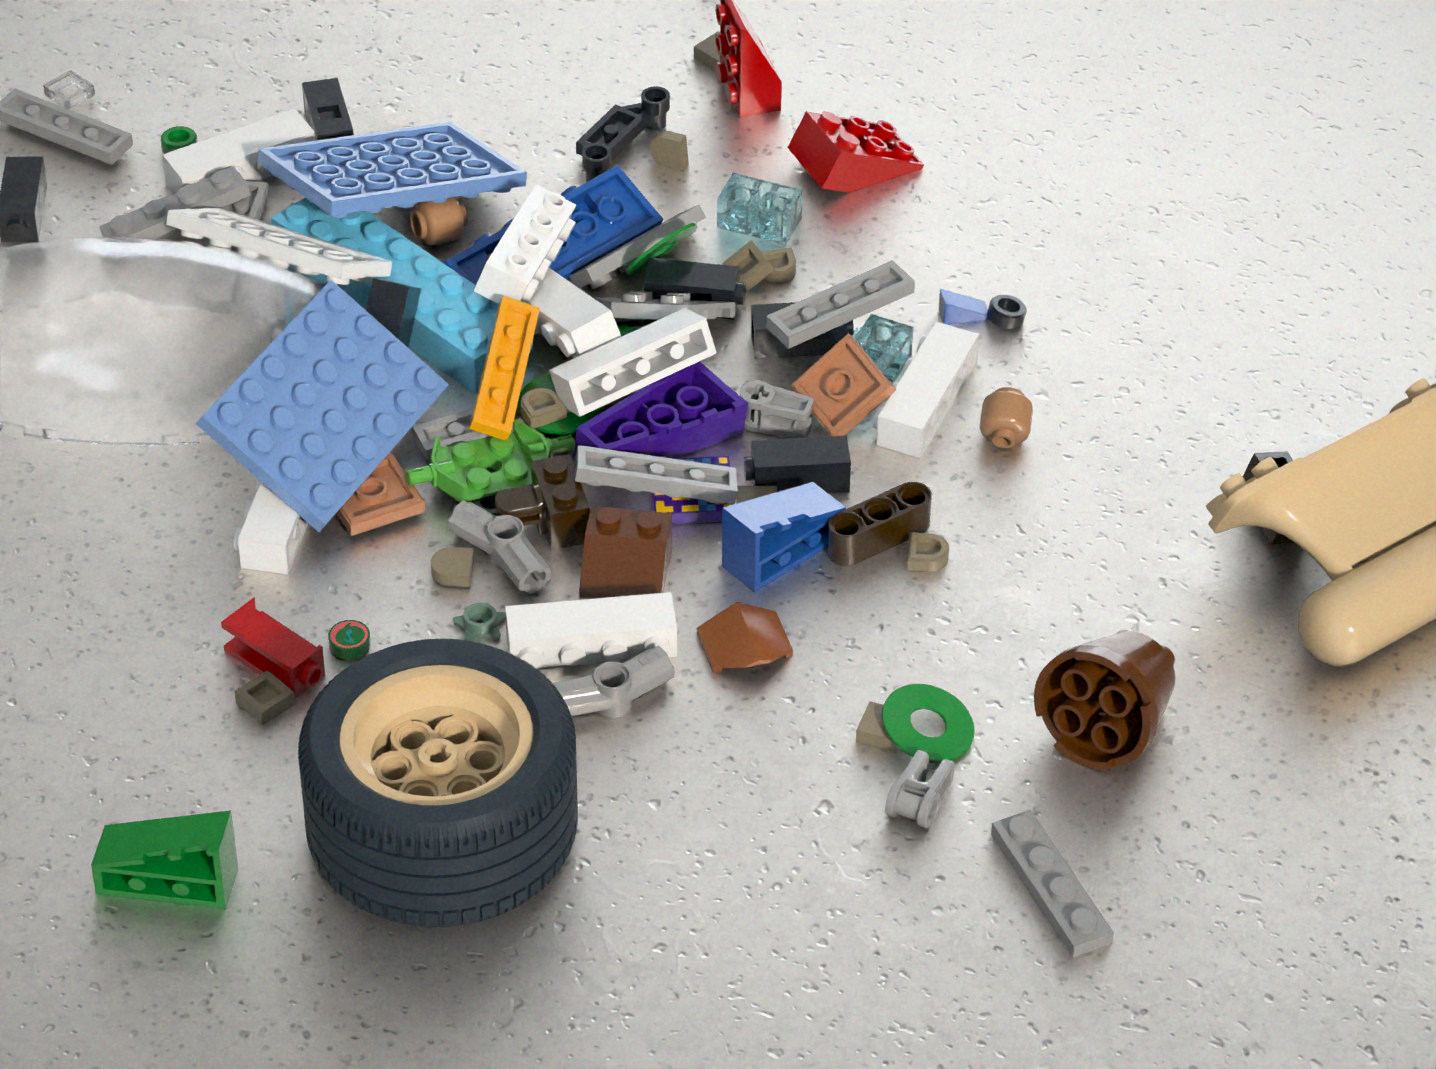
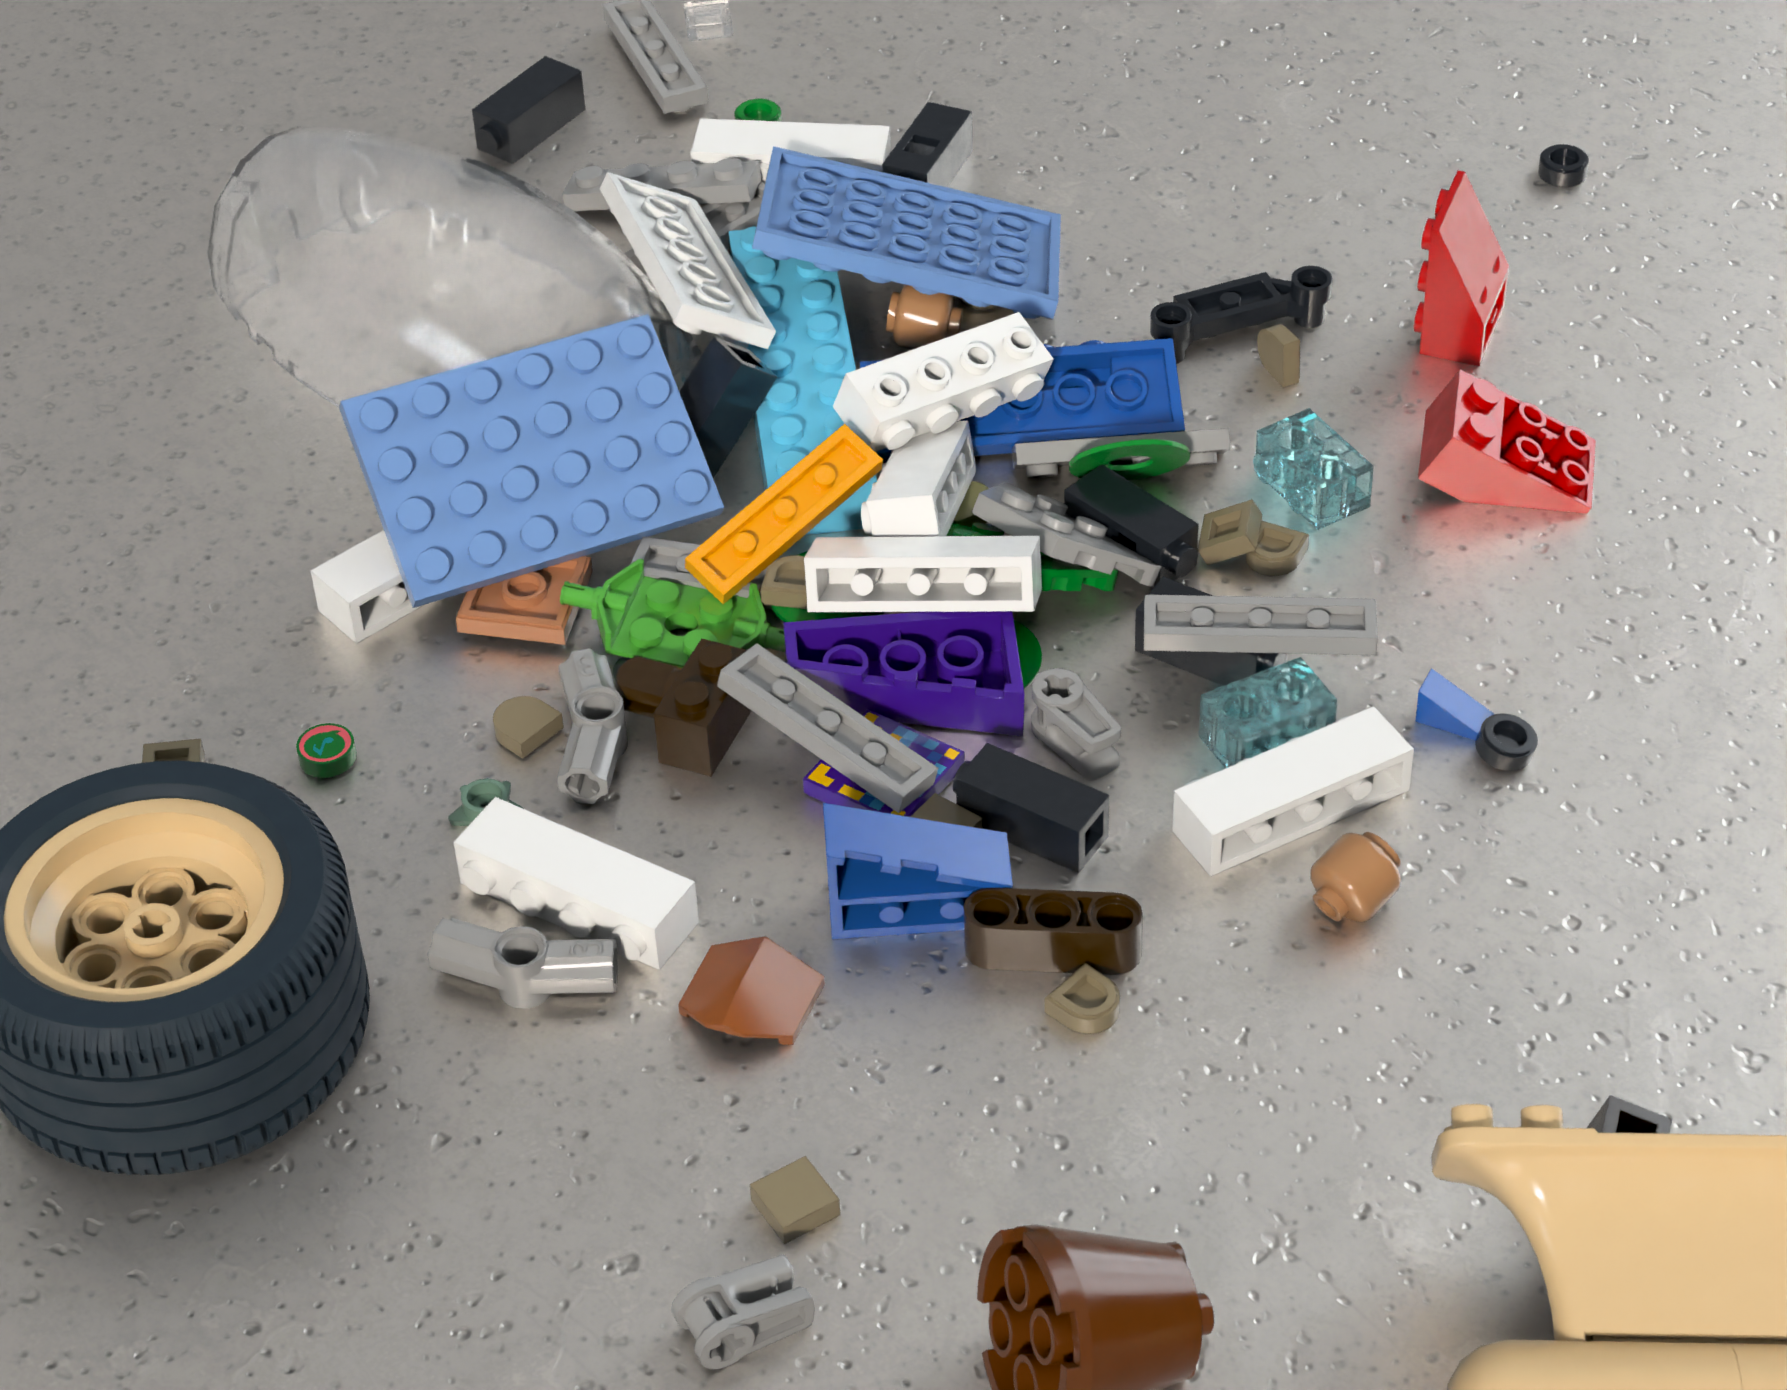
camera: 40 degrees right, 0 degrees up
(271, 646) = (228, 708): red window -> none
(625, 552) = (713, 811): reddish brown slope -> none
(844, 386) = (1175, 733): nougat plate -> none
(912, 697) = (839, 1272): green gear -> none

